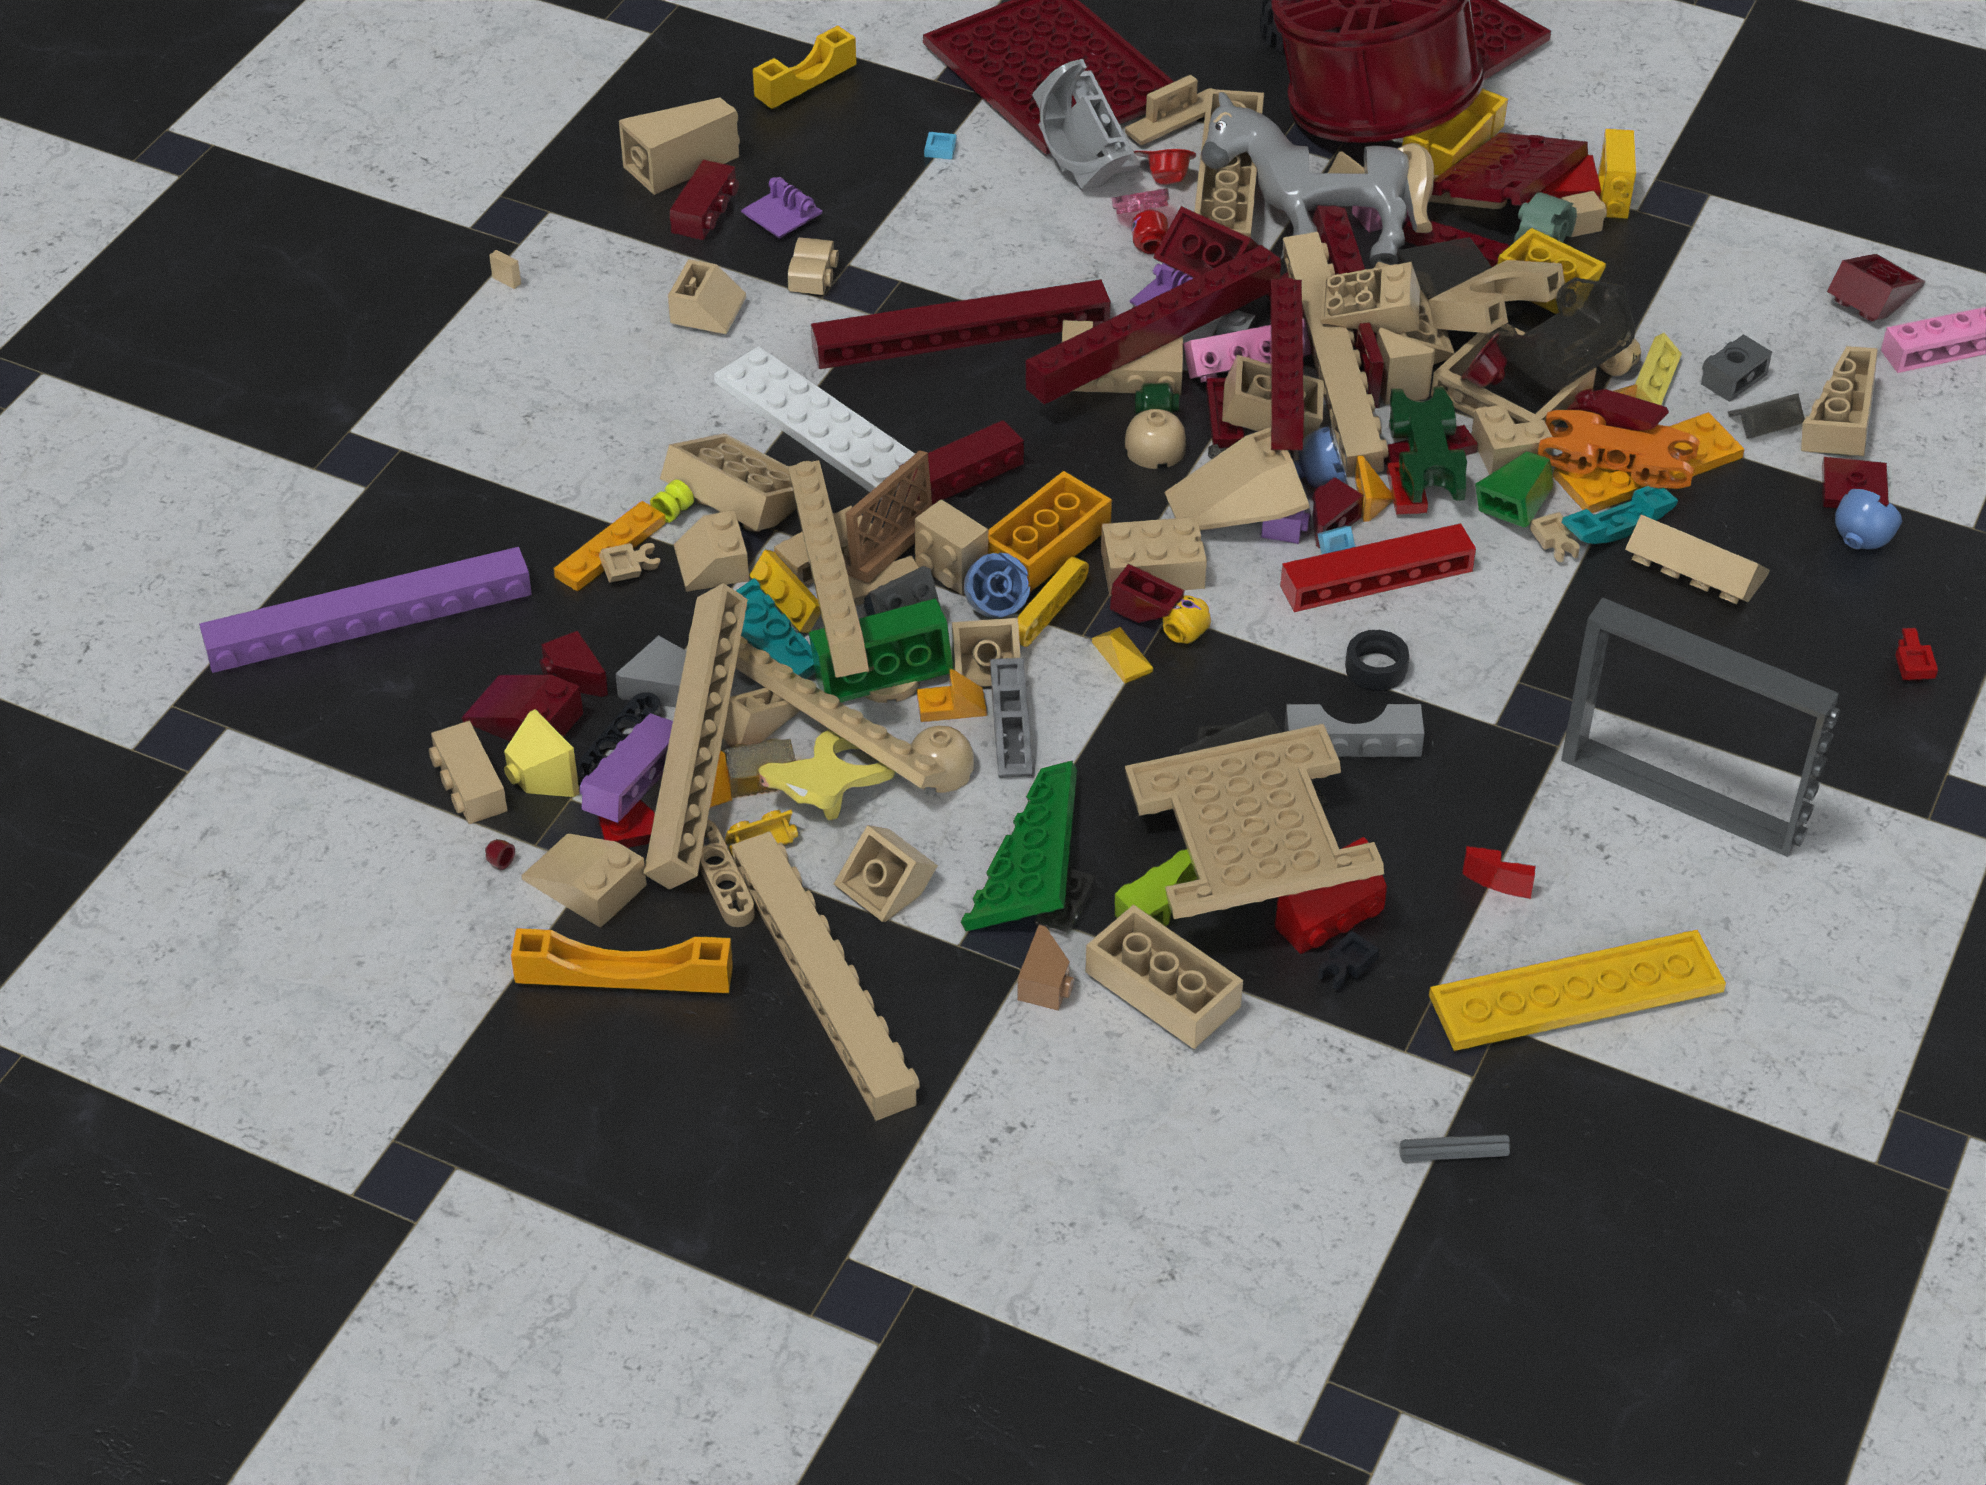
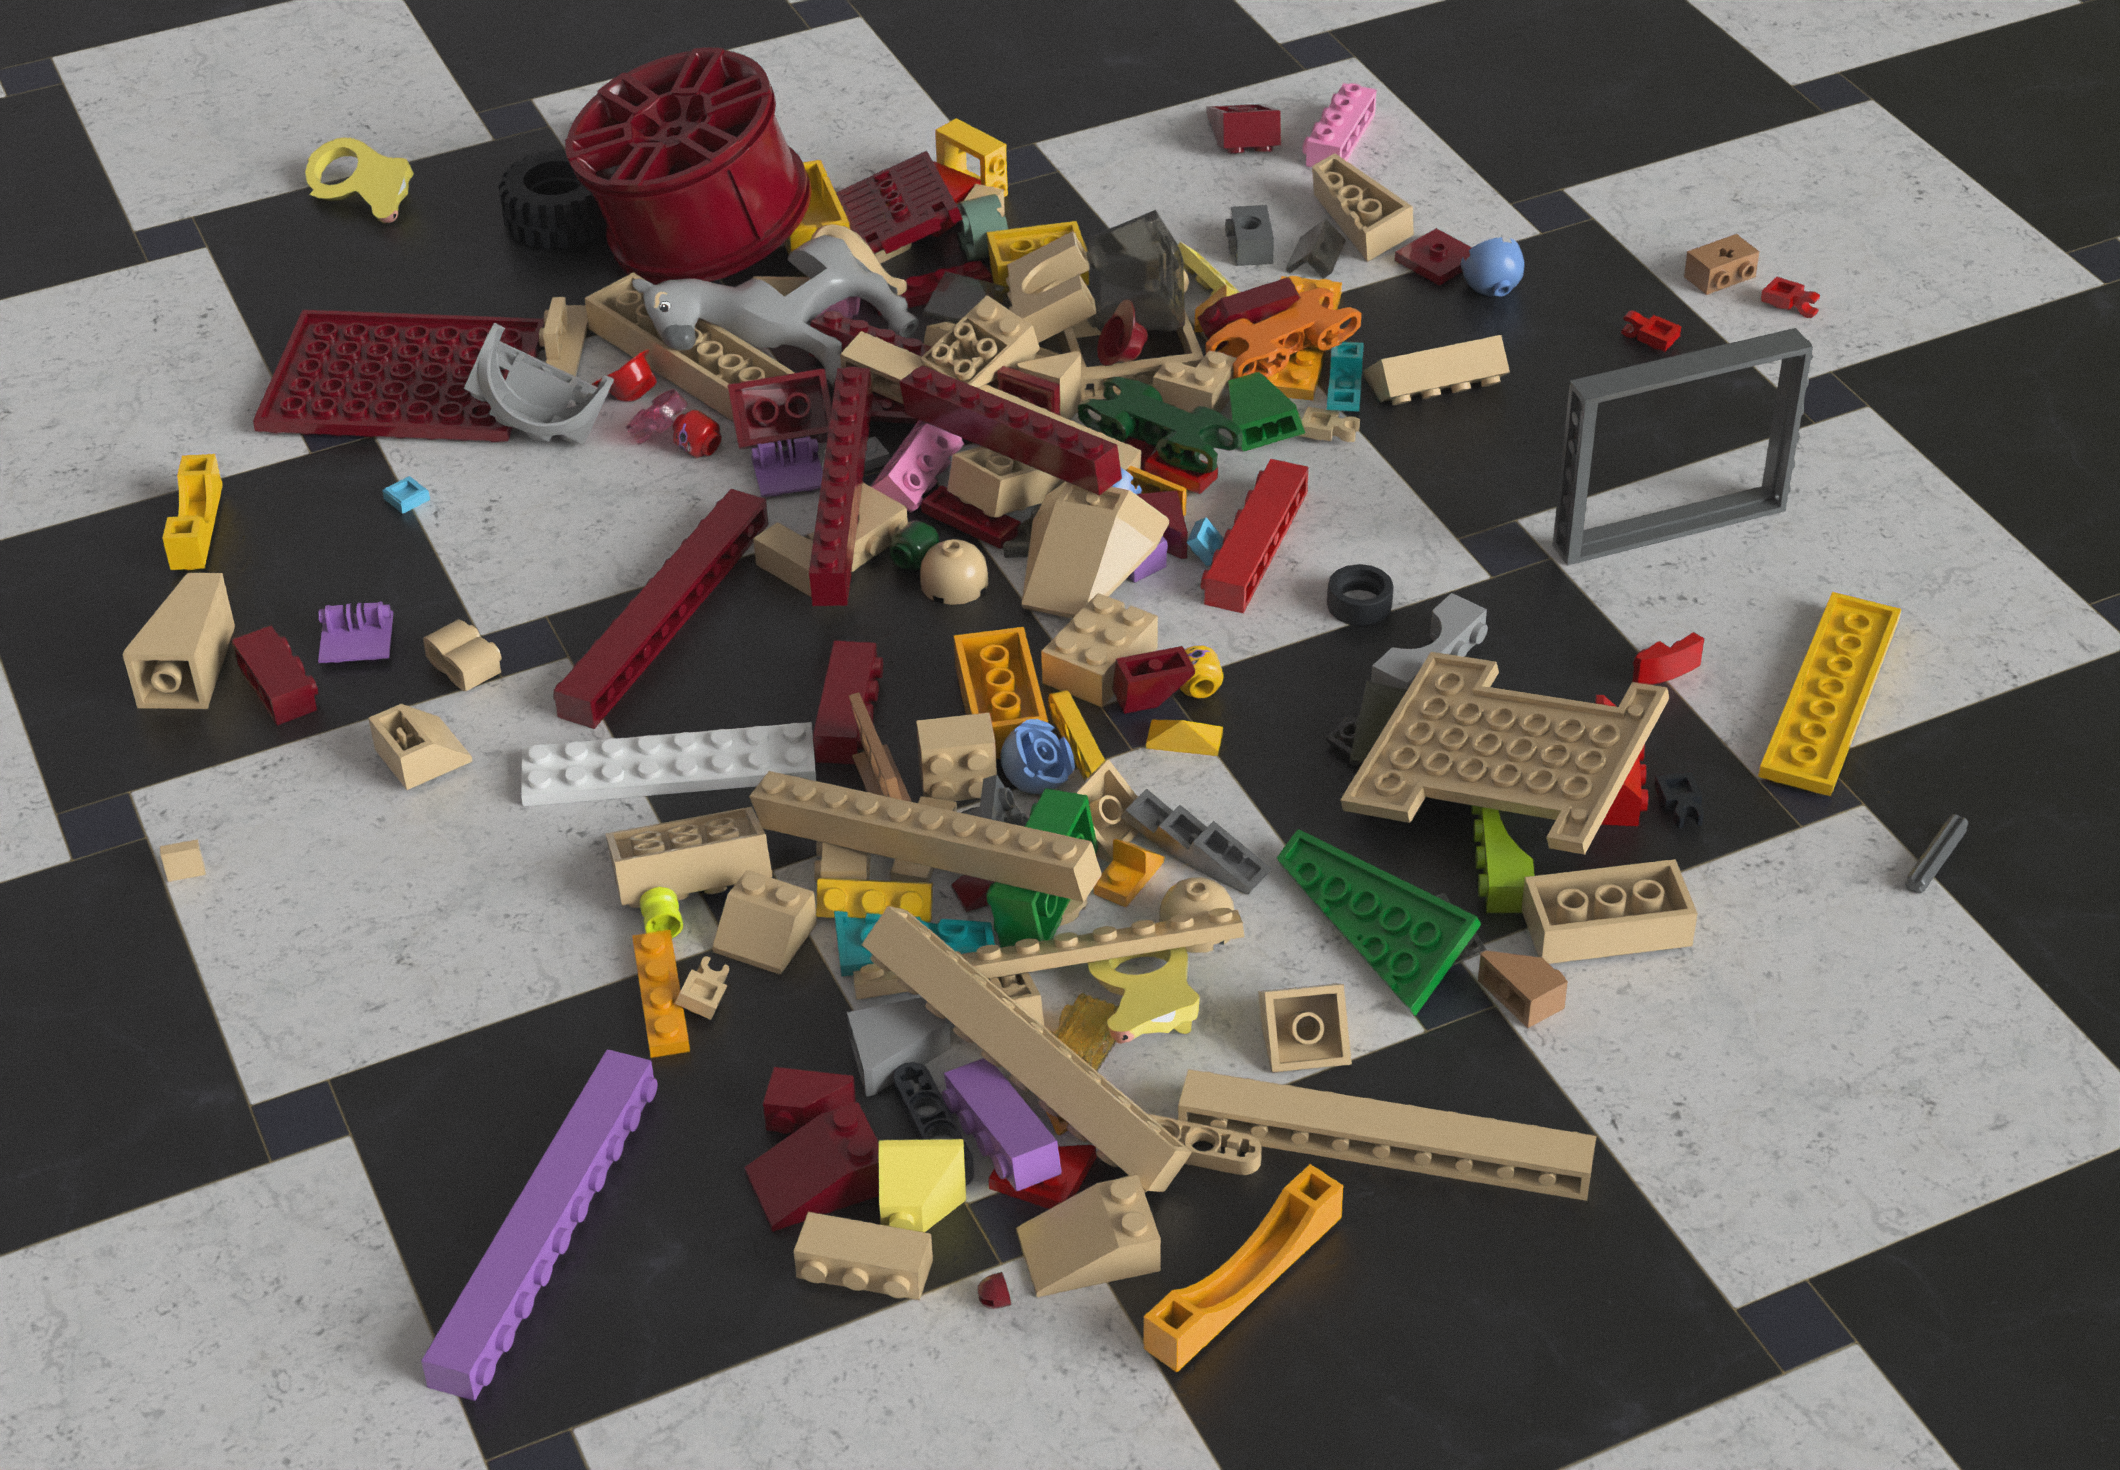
camera: 50 degrees left, 5 degrees down
(772, 821) = (1168, 1073): yellow hinge -> none

